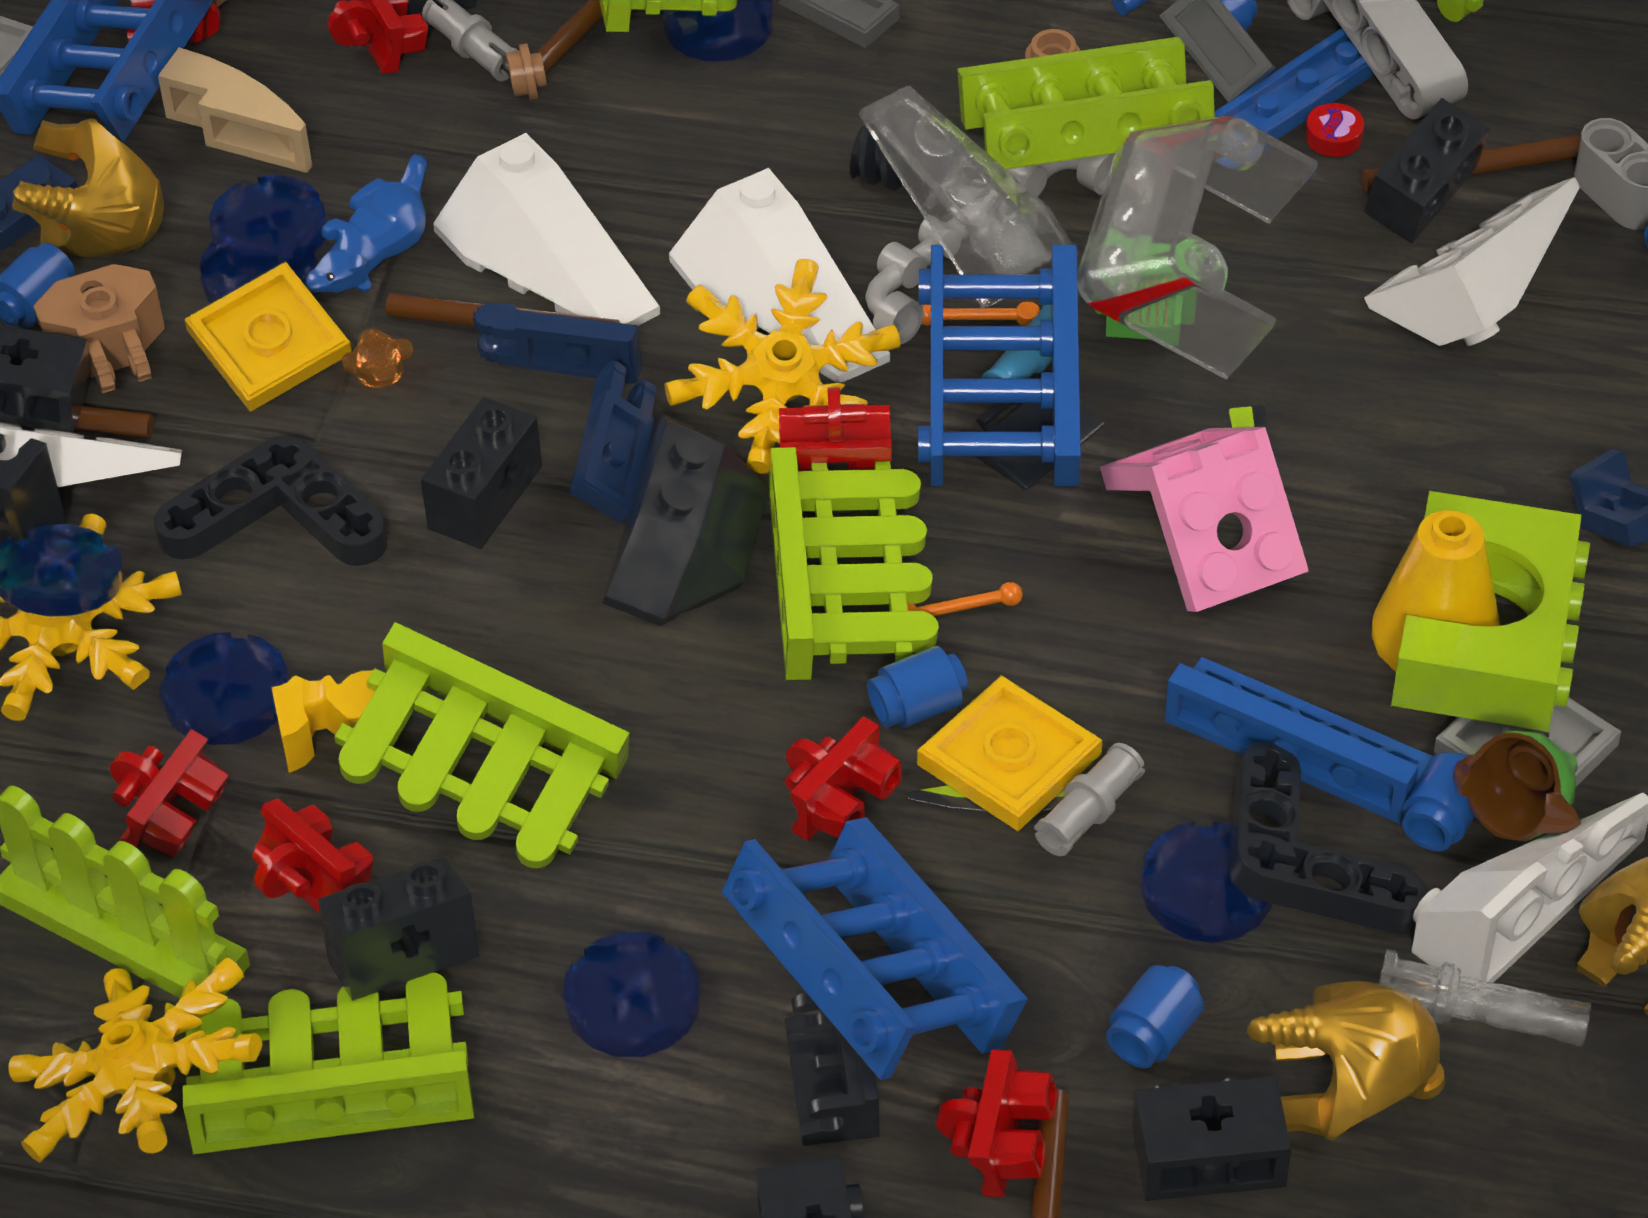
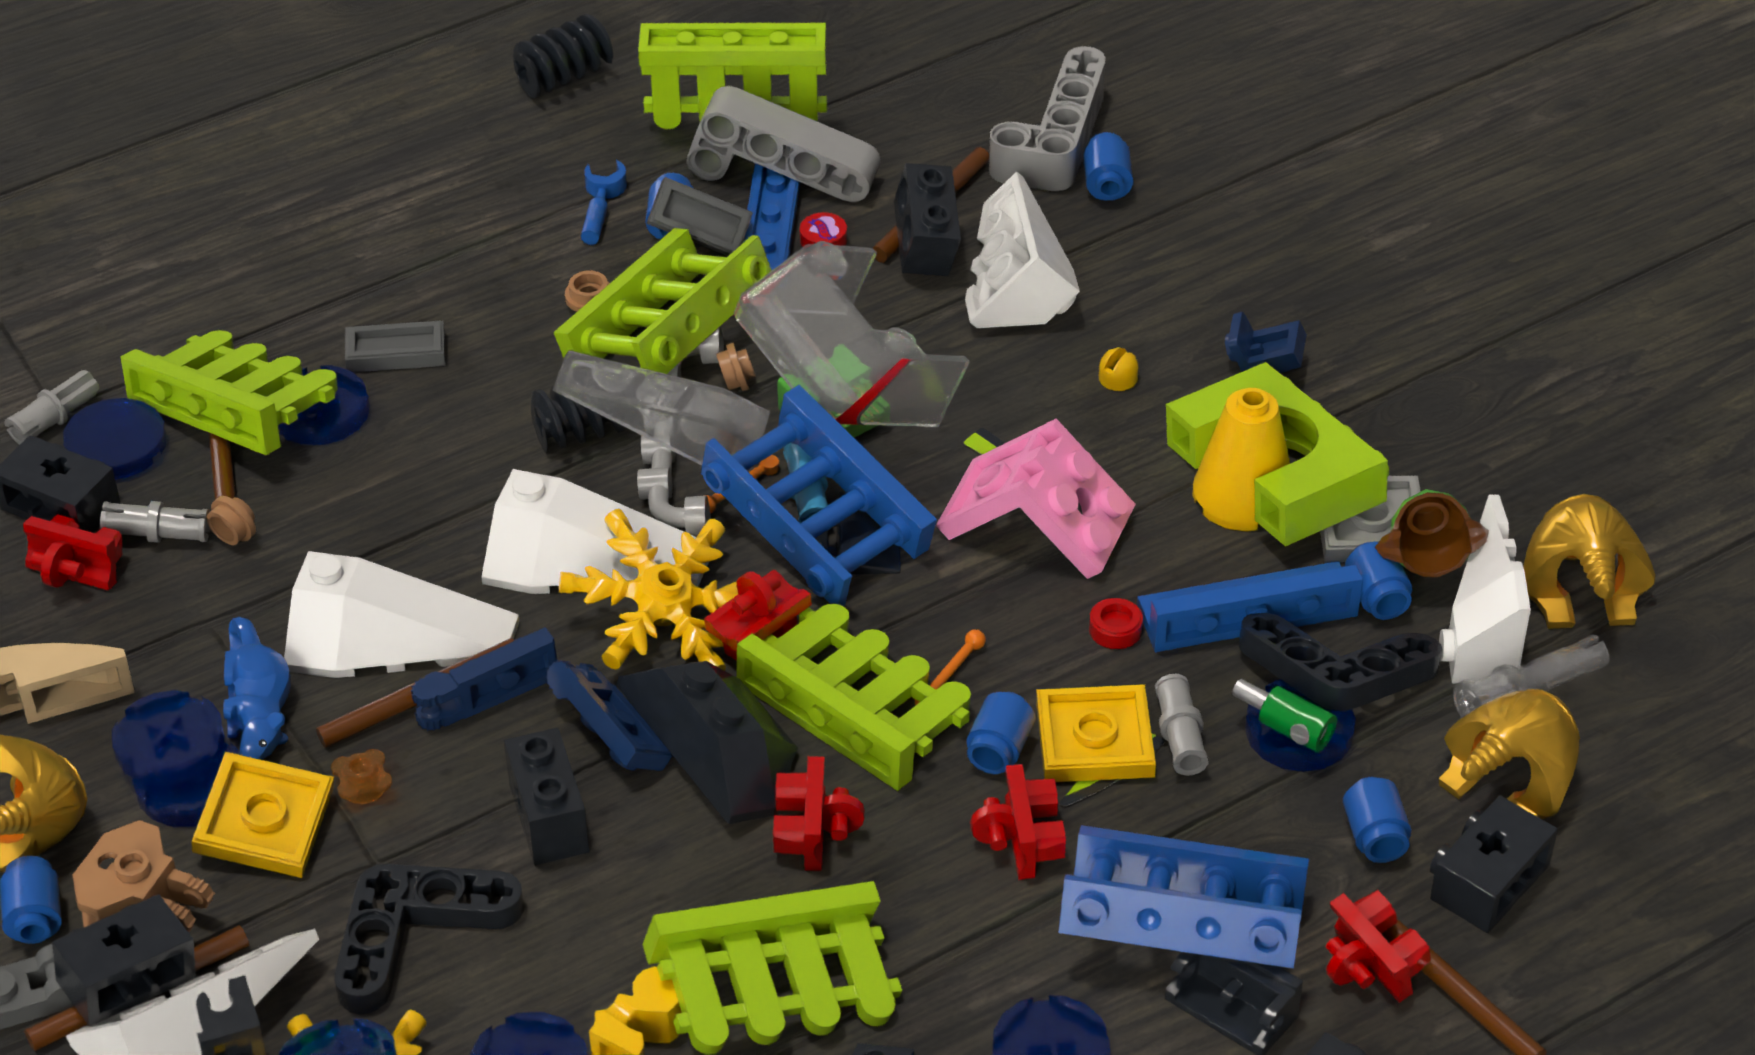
camera: 45 degrees left, 5 degrees down
(677, 648) = (834, 813): none -> red hips
(1085, 201) = (735, 367): none -> medium nougat plate
(1149, 666) = (1115, 623): none -> red tile
(1183, 861) = (1289, 714): none -> green piece
(1456, 435) = (1124, 373): none -> yellow hinge

